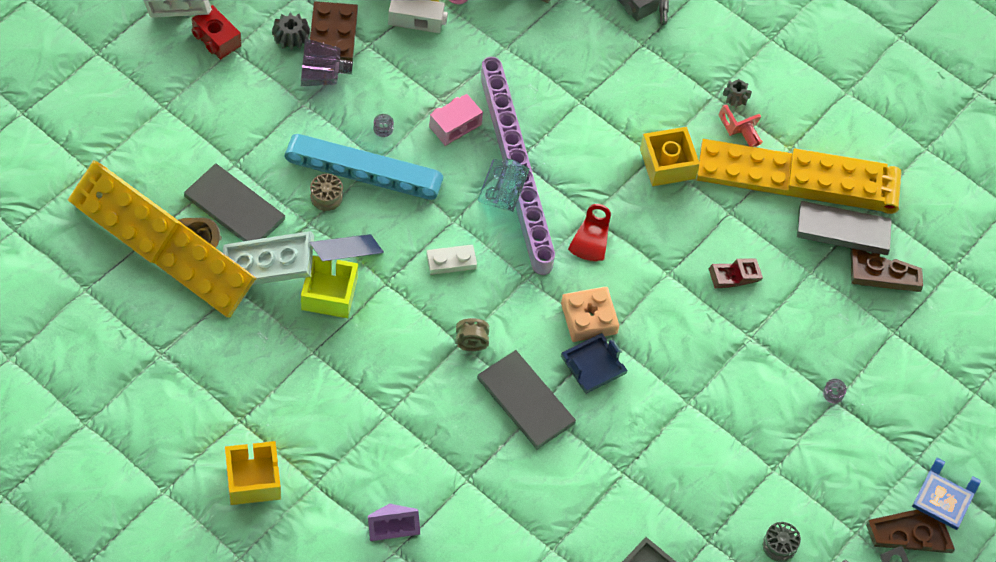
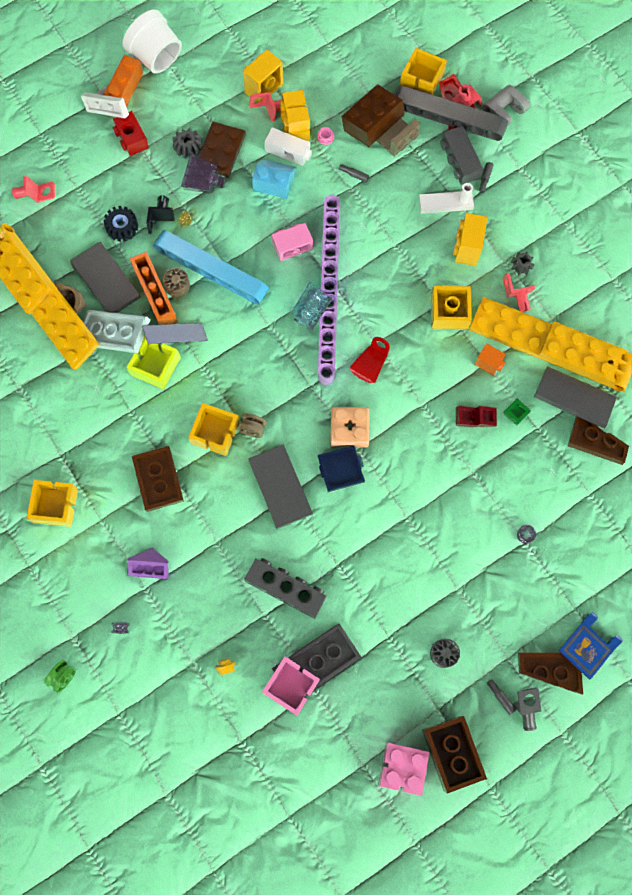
camera: 20 degrees right, 15 degrees up
(113, 120) = (33, 190): none -> coral bracket
(226, 144) = (120, 232): none -> black bush
(282, 116) = (159, 213): none -> black bracket
(302, 202) = (153, 289): none -> orange brick
(315, 118) = (185, 219): none -> clear yellow plate
(373, 420) = (157, 478): none -> reddish brown plate
(383, 118) = (236, 229): bush -> none
(410, 53) = (273, 178): none -> medium azure slope
(428, 347) = (214, 429): none -> yellow piece
(451, 259) = (256, 357): white plate -> none
(505, 29) = (354, 173): none -> dark grey piece
(576, 521) = (310, 607): none -> dark grey brick
(627, 41) = (447, 201): none -> white piece
(669, 76) = (470, 239): none -> yellow piece
(733, 206) = (490, 359): none -> orange brick
(781, 257) = (517, 411): none -> green plate

